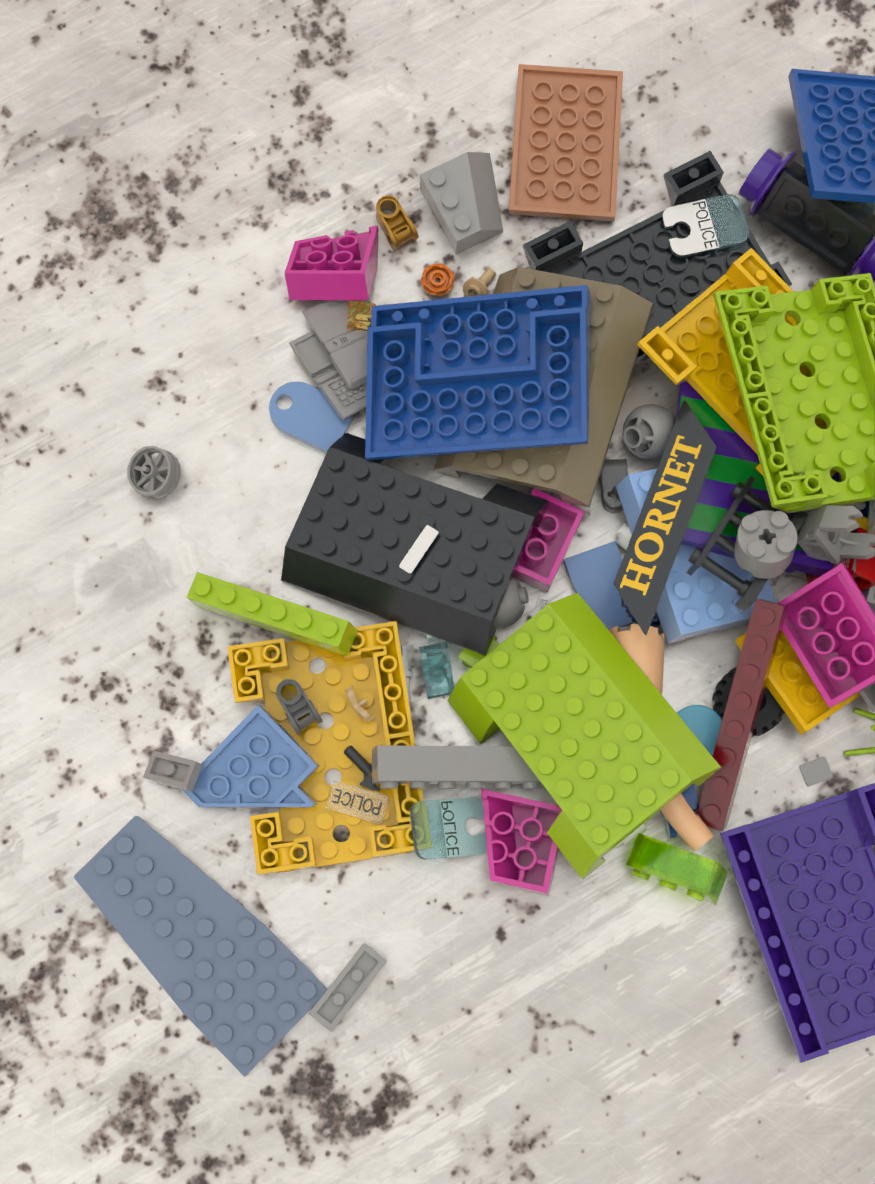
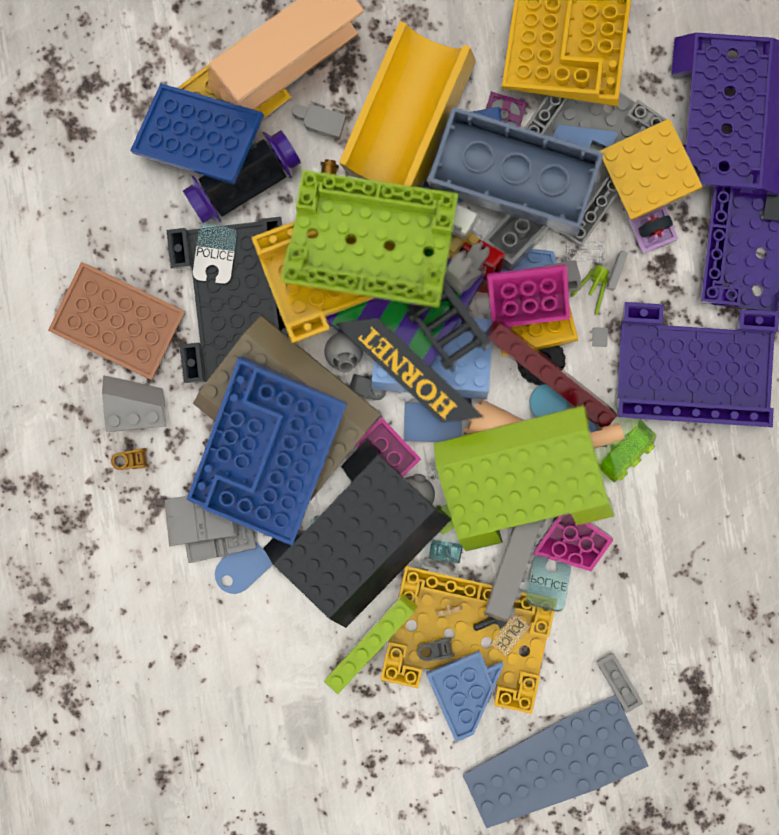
camera: 70 degrees left, 10 degrees up
(153, 471) = (243, 684): light grey wheel -> none
(172, 771) = (445, 743): light grey plate -> none
(333, 267) = (146, 512): dark pink wedge -> none
(359, 315) = (187, 509): clear yellow tile -> none
(418, 549) = (369, 536): white sticker -> none
(440, 272) = (175, 445): orange plate -> none
(478, 287) = (197, 423): tan plate -> none
(765, 543) = (461, 329): light grey brick -> none

